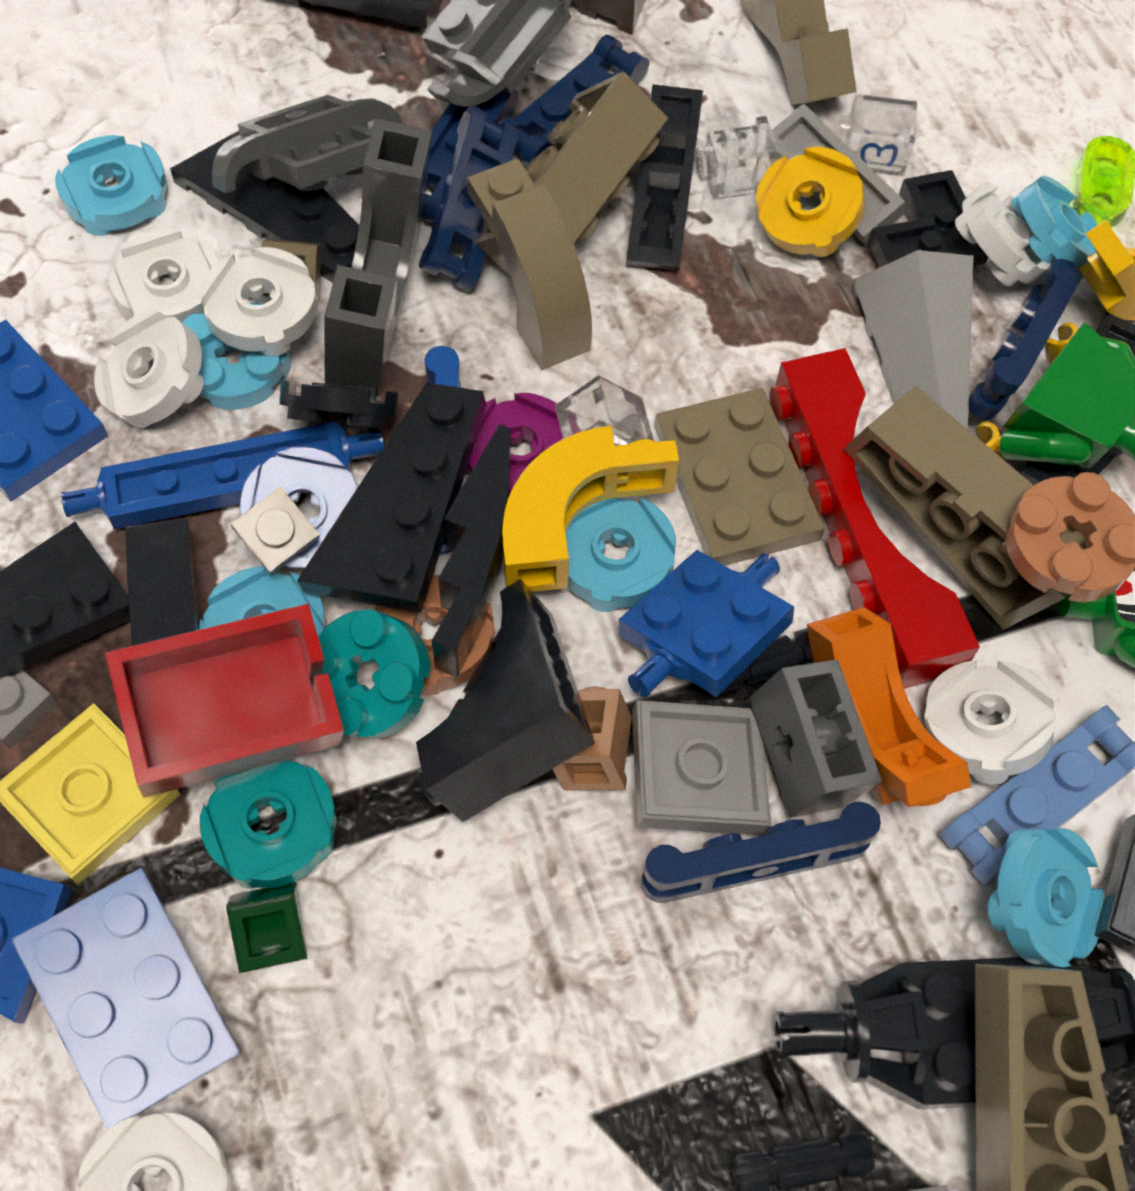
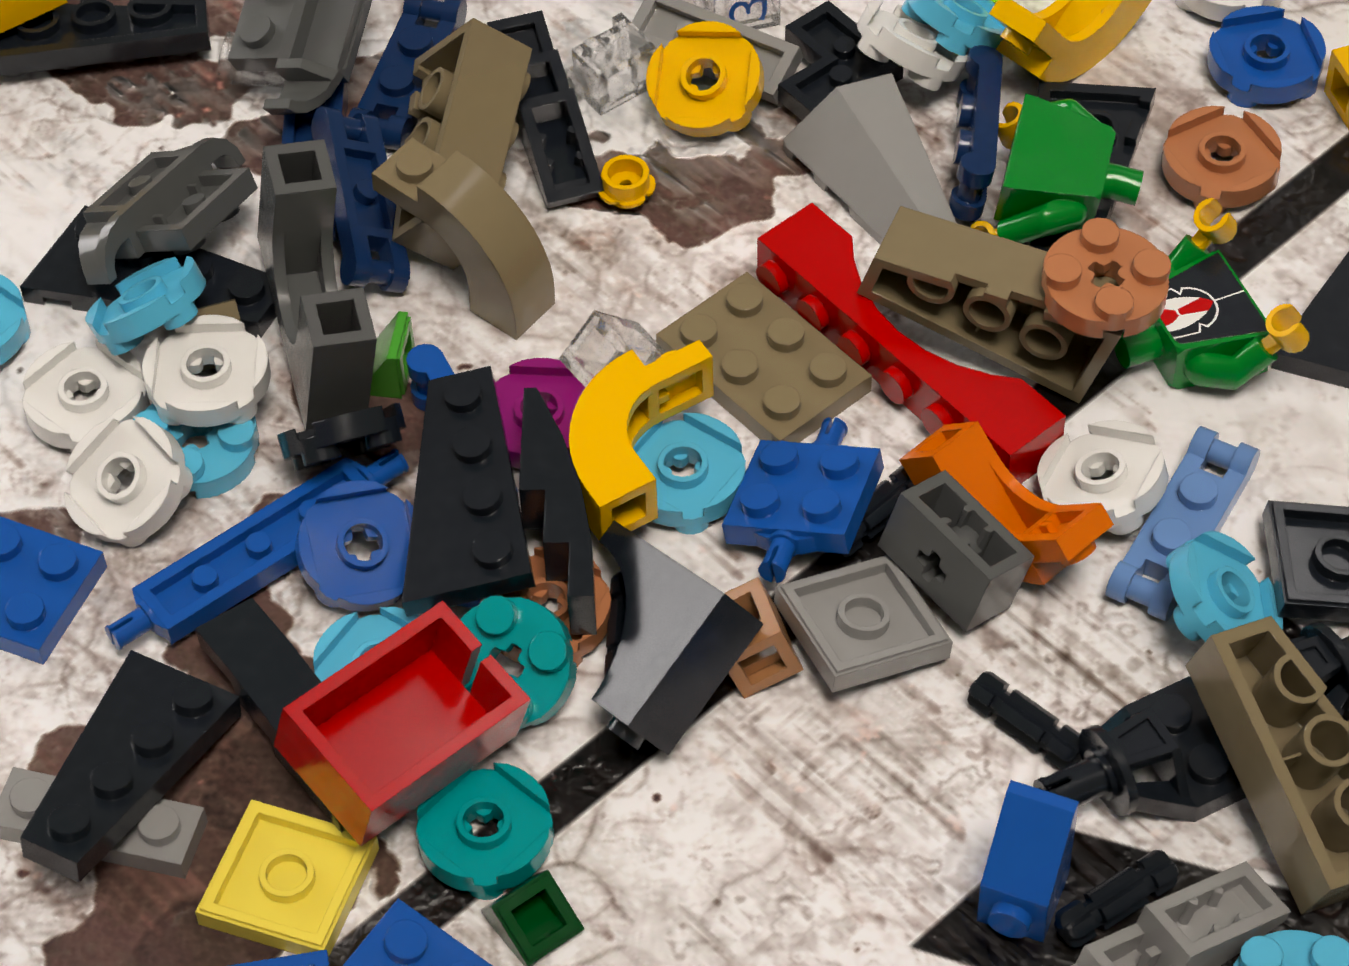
camera: 20 degrees left, 10 degrees down
(247, 222) = (148, 300): none -> medium azure plate
(275, 530) = (351, 571): plate -> none
(411, 357) = (390, 363): none -> bright green slope
(701, 266) = (626, 182): none -> yellow plate
(724, 1102) = (1027, 862): none -> blue slope
(735, 862) = (941, 683): dark blue plate -> none
(805, 933) = (1025, 719): none -> black axle

